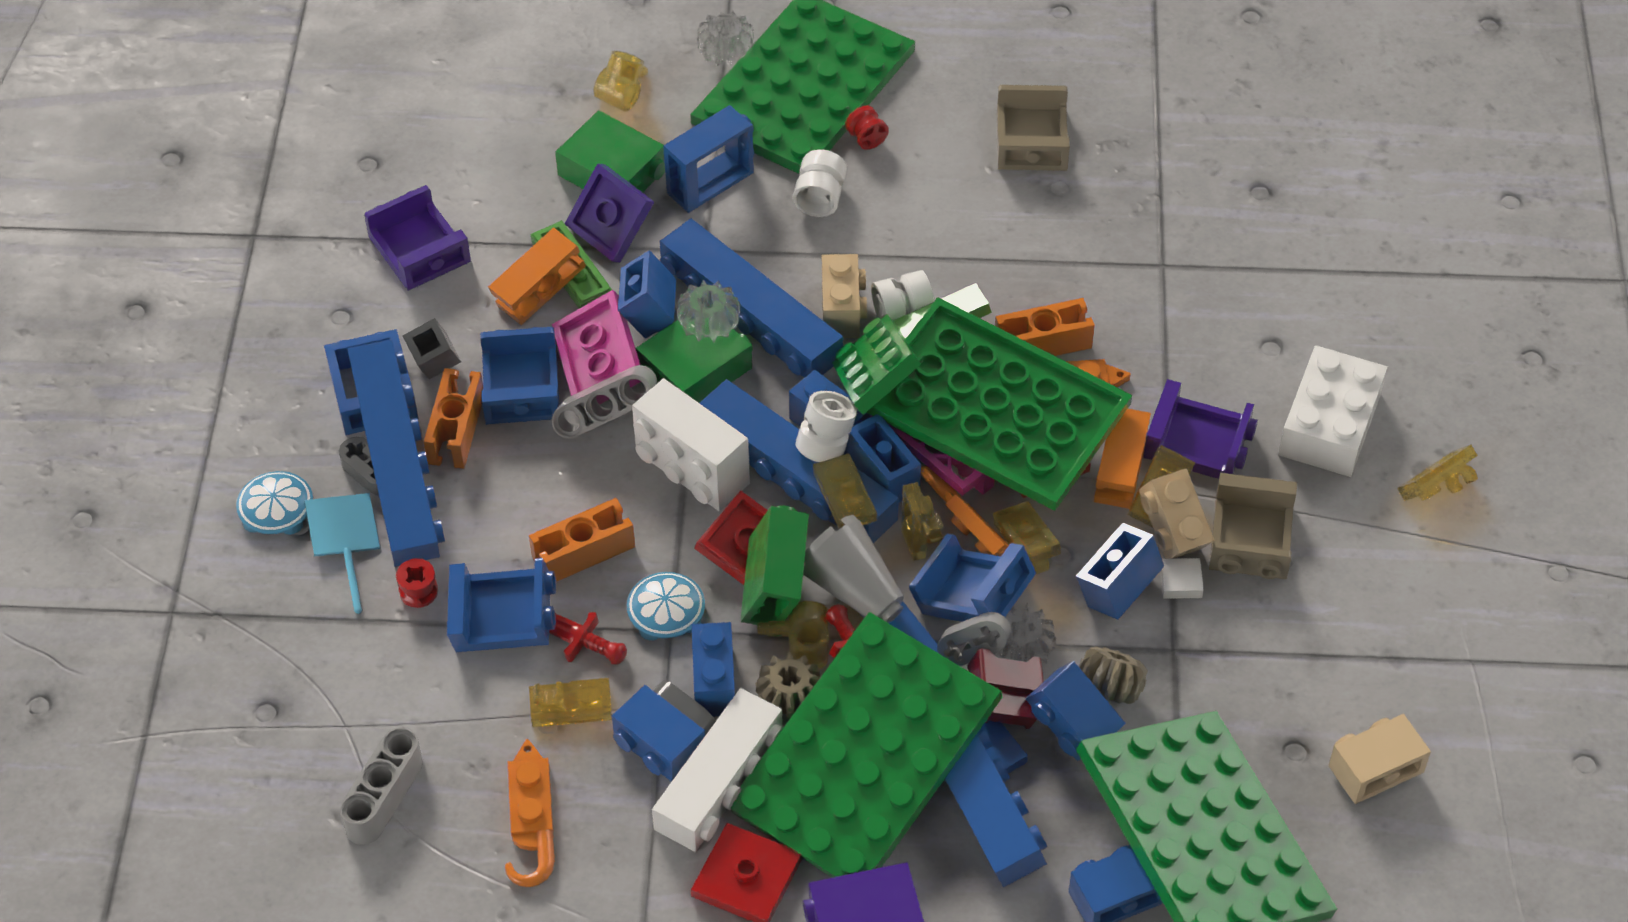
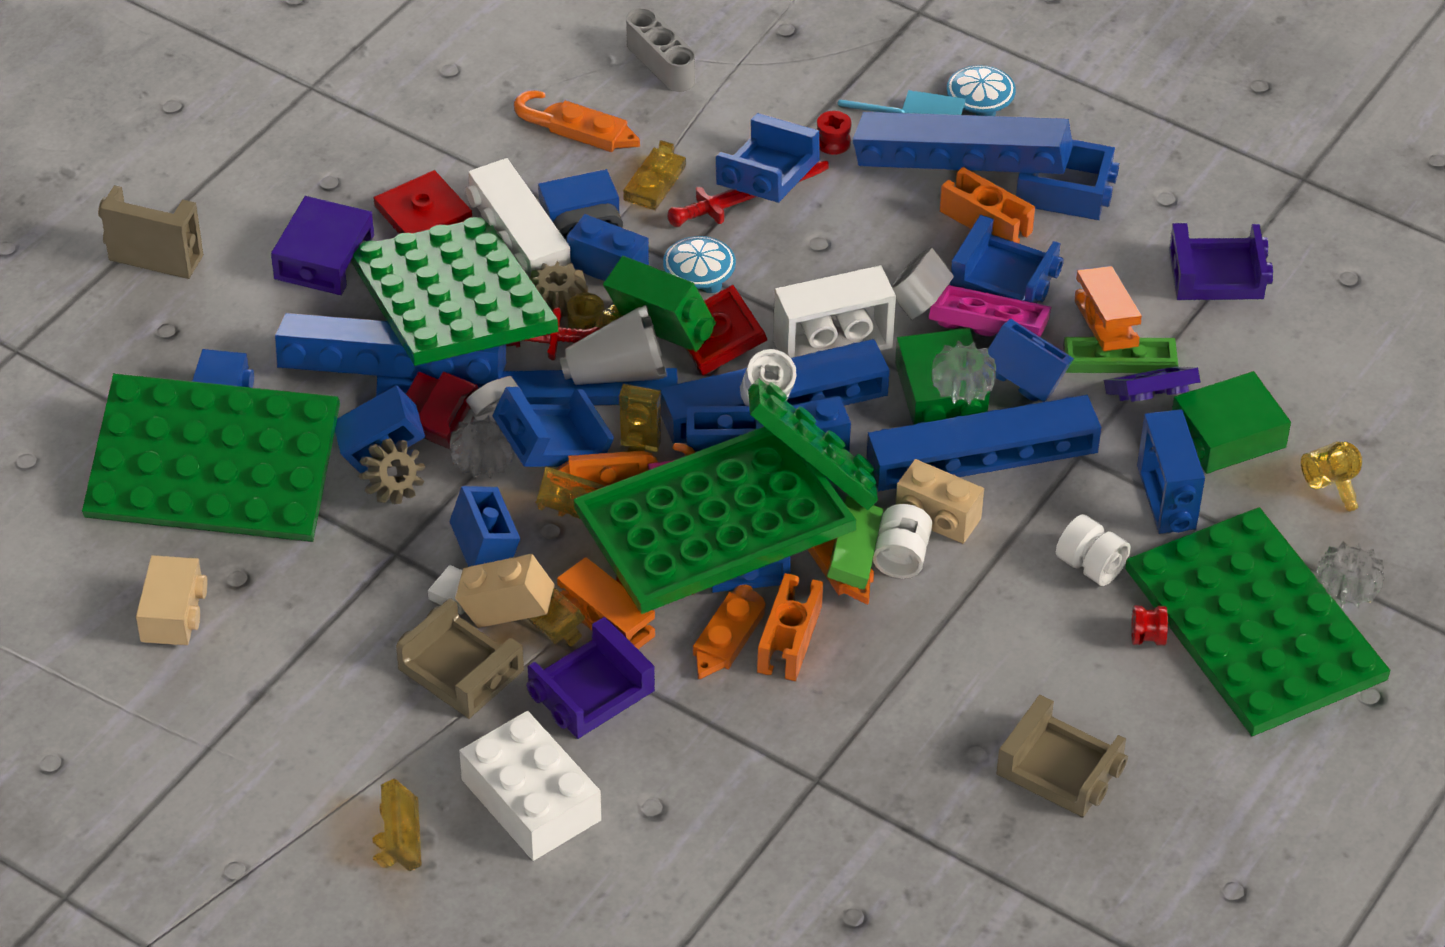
camera: 120 degrees right, 5 degrees down
(431, 348) = (1067, 213): dark grey brick -> none
(599, 528) = (797, 233): orange piece -> none
(844, 490) = (701, 381): clear yellow plate -> none

